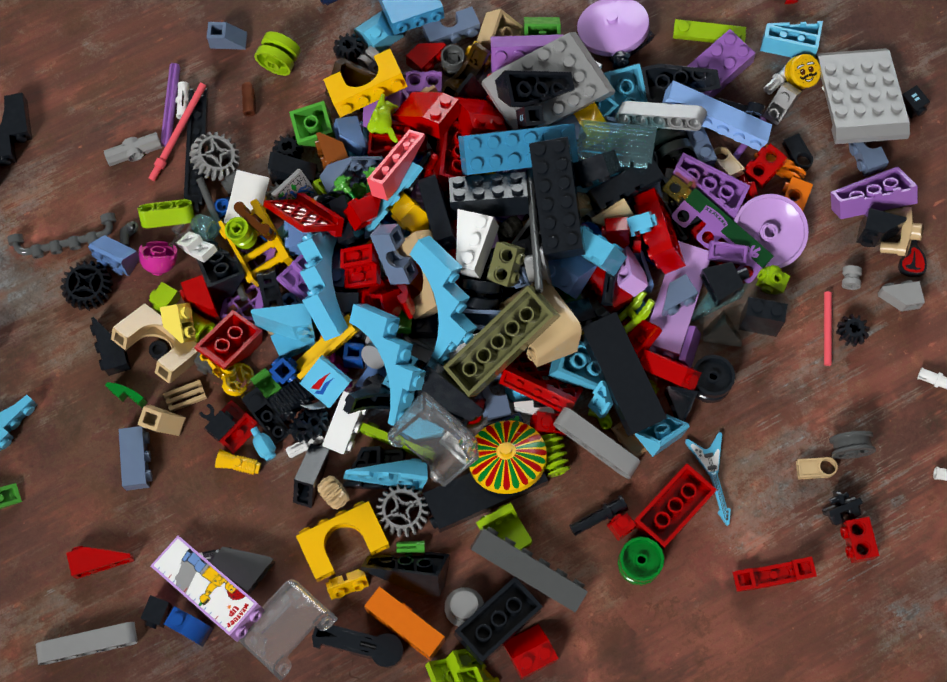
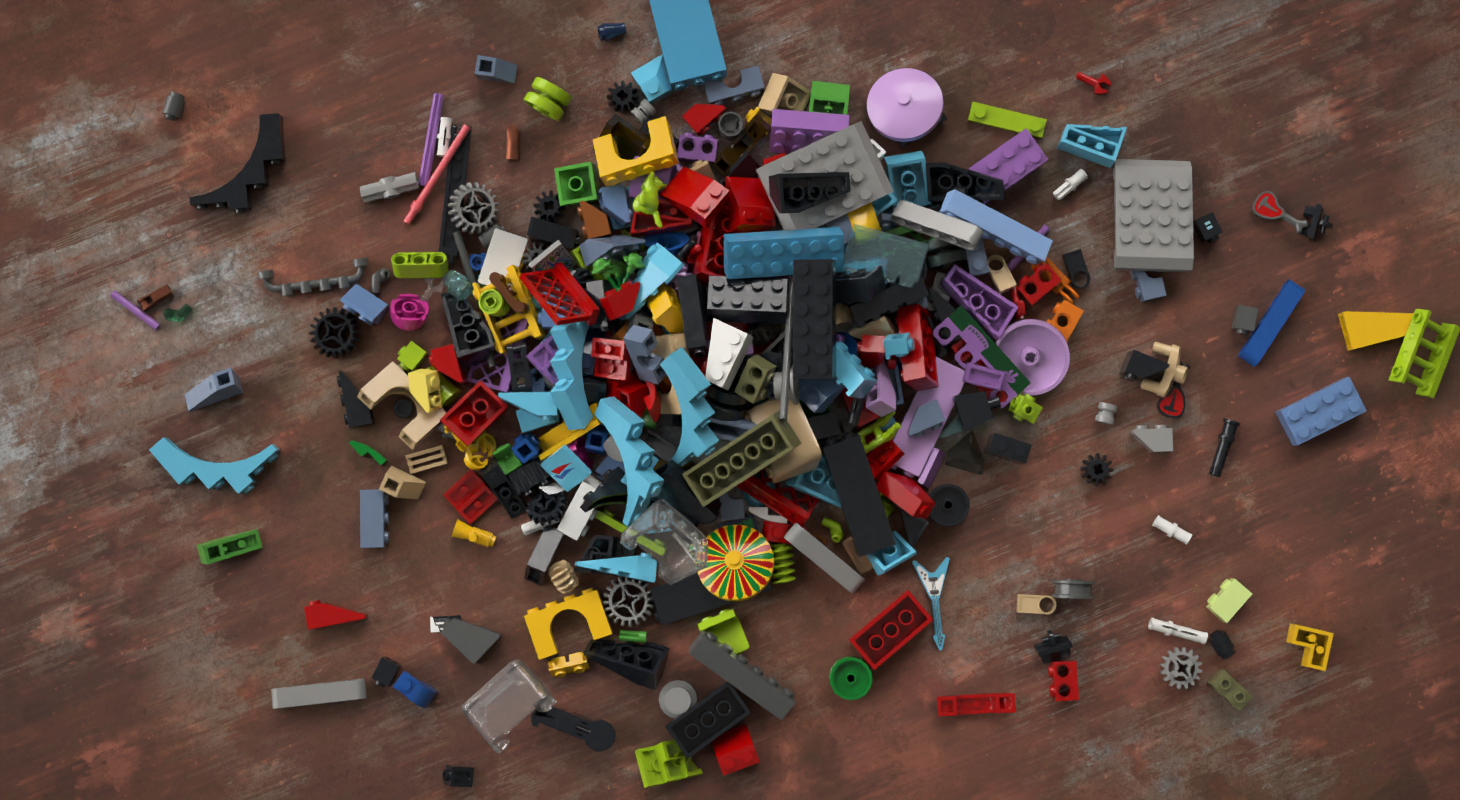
camera: 10 degrees right, 15 degrees up
(196, 247) = (448, 306): white slope -> none
(208, 588) = (436, 659): brick -> none
(218, 424) = (458, 495): black brick -> none
(263, 444) = (499, 519): medium azure plant -> none
(391, 171) = (656, 260): coral slope -> none
(405, 623) = (620, 712): orange brick -> none
(530, 117) = (799, 223): black brick -> none
(602, 400) = (834, 517): medium azure slope -> none
(607, 511) = (825, 624): black pin -> none
(620, 59) = (906, 147): black plate -> none
(621, 526) = (837, 640): red brick -> none
(683, 193) = (948, 310): clear yellow bracket -> none
(752, 108) = (1034, 222): black beam -> none
(782, 103) = (1069, 212): light grey slope -> none
(802, 71) = (1096, 180): yellow head -> none
(827, 328) = (1073, 462): coral bar -> none
(879, 192) = (1145, 328): medium lavender wedge -> none

